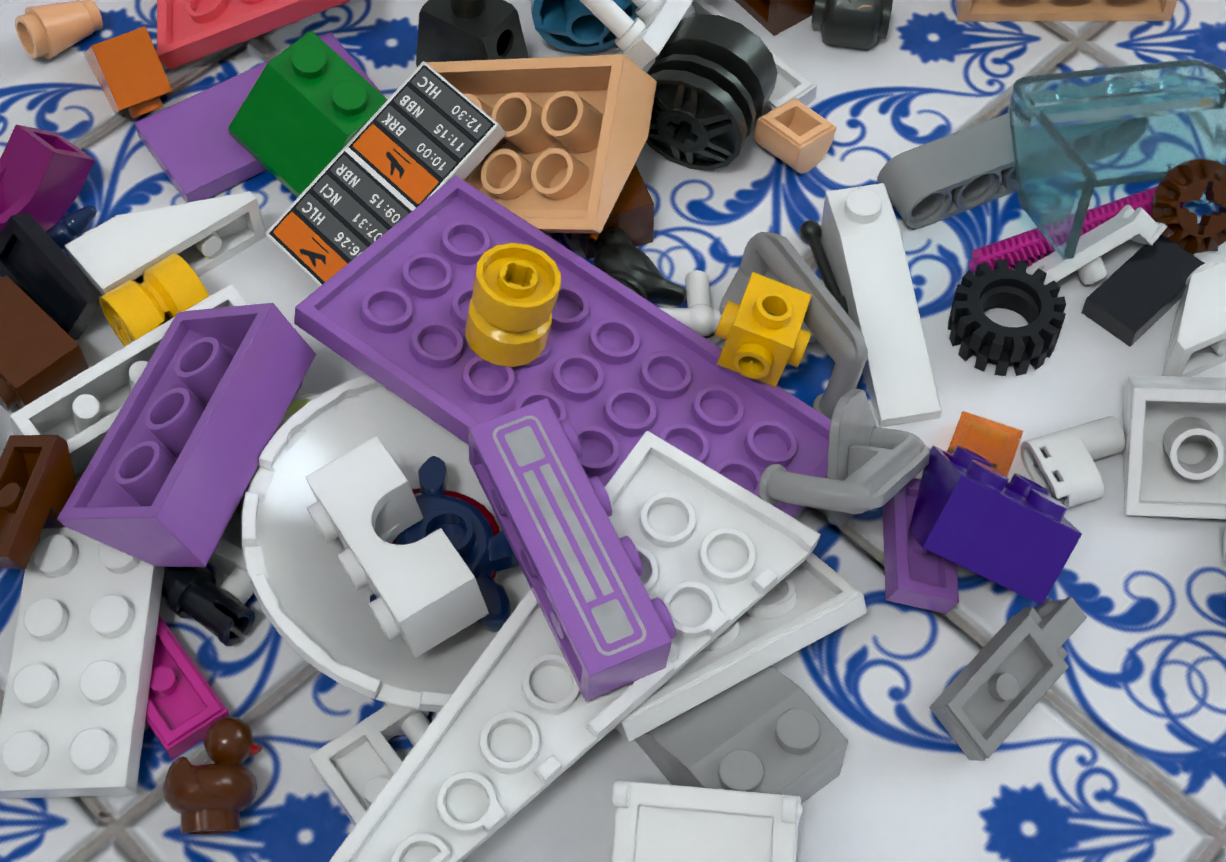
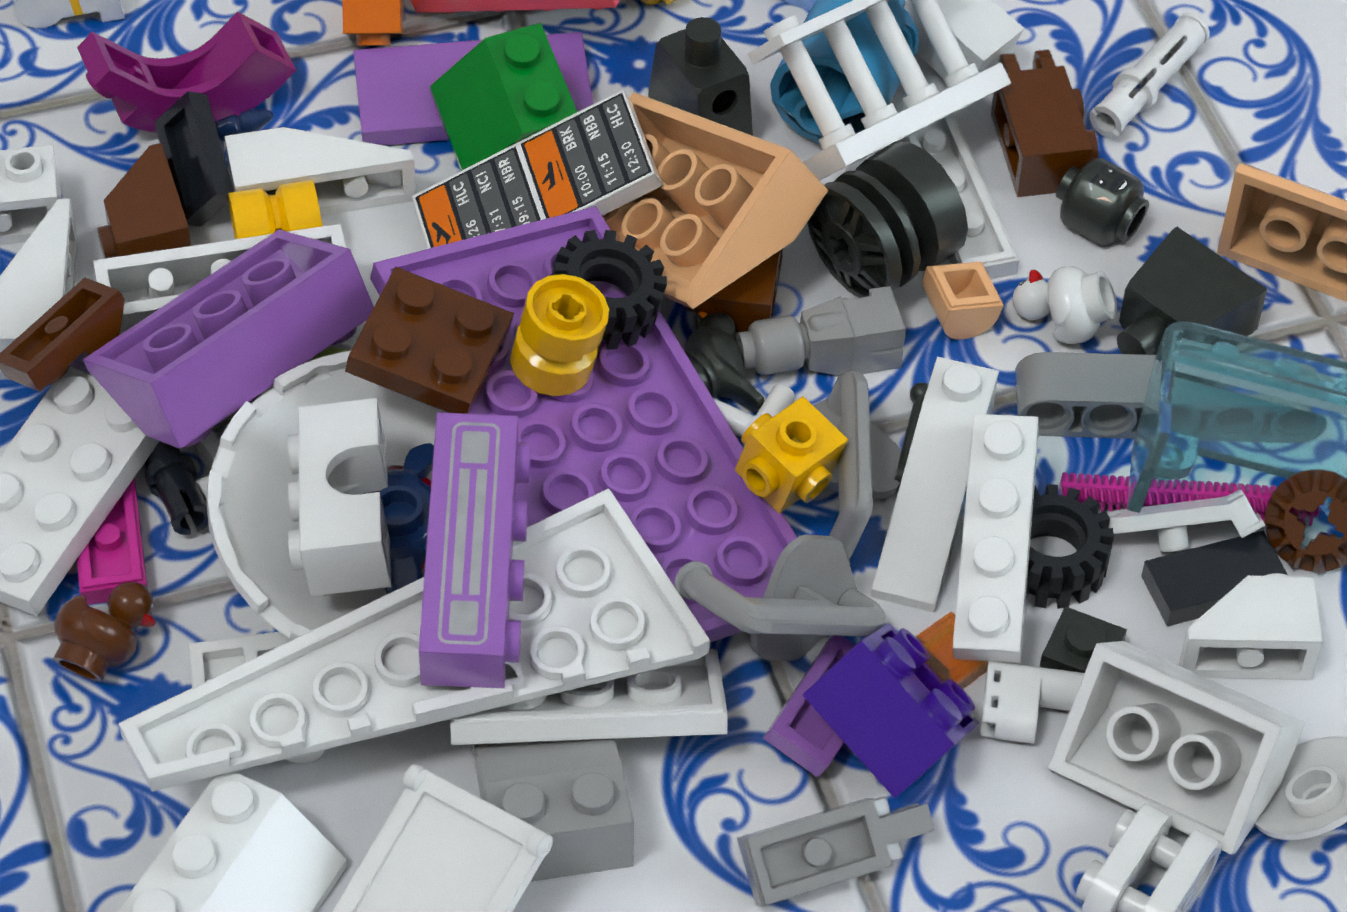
camera: 25 degrees right, 5 degrees down
(394, 362) = (429, 342): none -> reddish brown plate
(519, 220) = (625, 268): none -> black tyre
(712, 213) = (831, 337): none -> light grey piece
(890, 99) = (1073, 298): none -> white animal
(973, 67) = (1189, 285): none -> pearl dark grey torso
(975, 331) = (996, 538): none -> white plate
(1083, 394) = (1075, 640): none -> pearl dark grey plate

